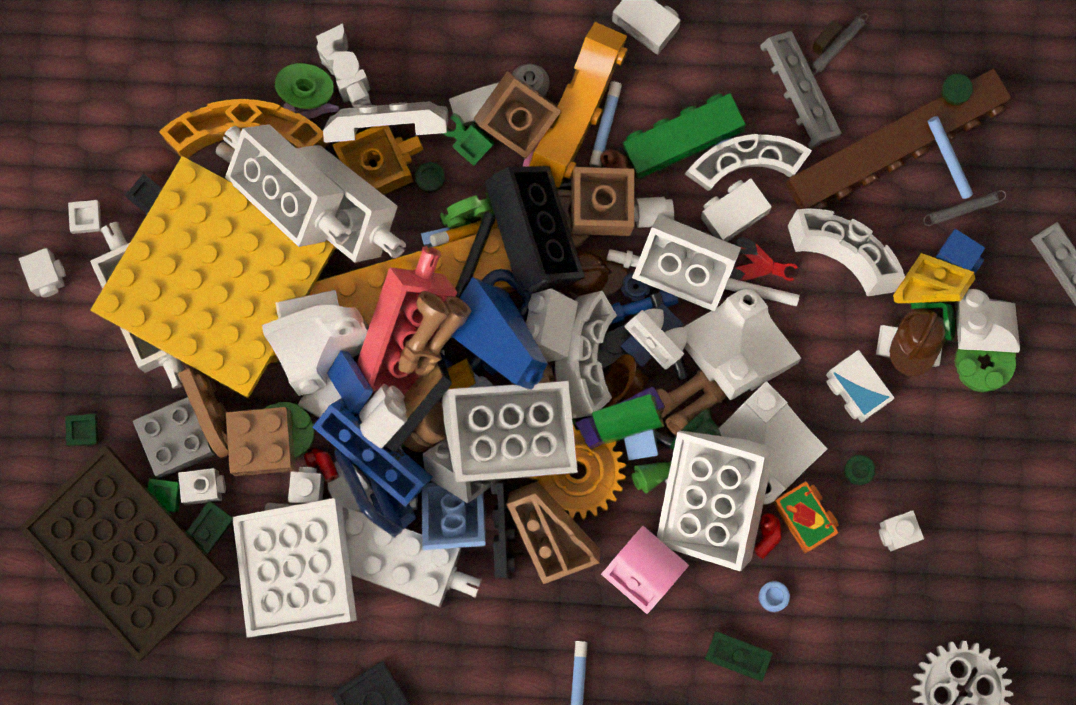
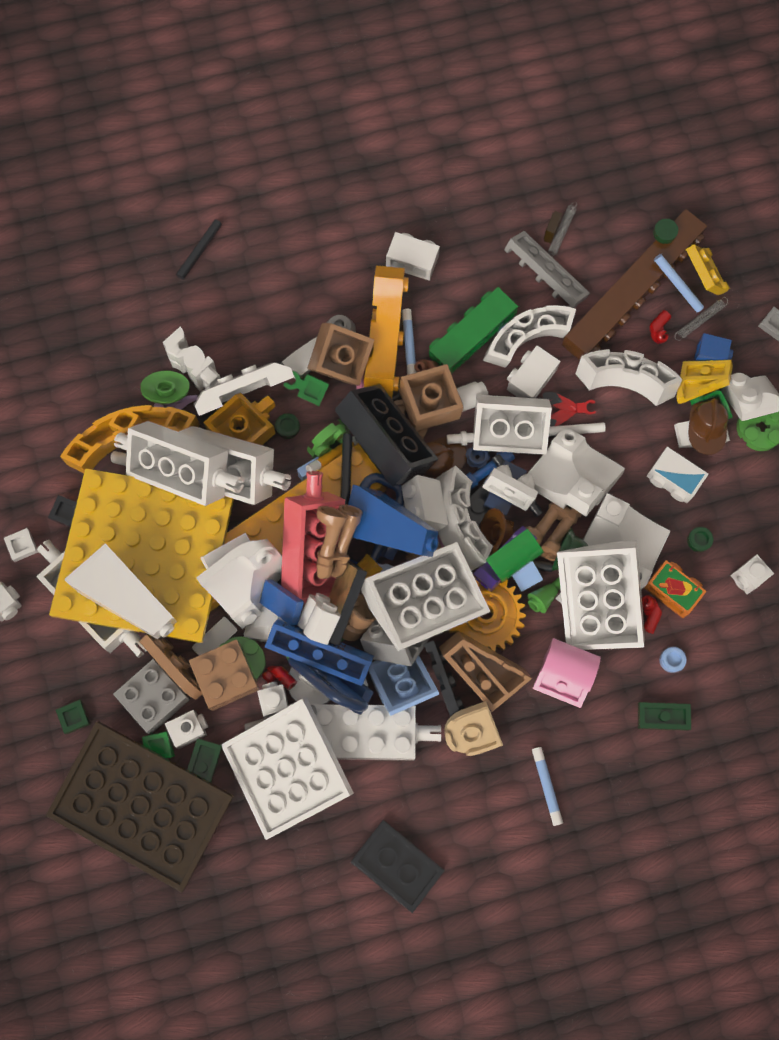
camera: 25 degrees left, 5 degrees down
(174, 310) = (114, 587): none -> white slope
(267, 394) = (215, 636): none -> white sticker
(515, 598) = (472, 730): none -> tan tile
(906, 202) = (656, 327): none -> red arm
(991, 151) = (707, 270): none -> yellow plate

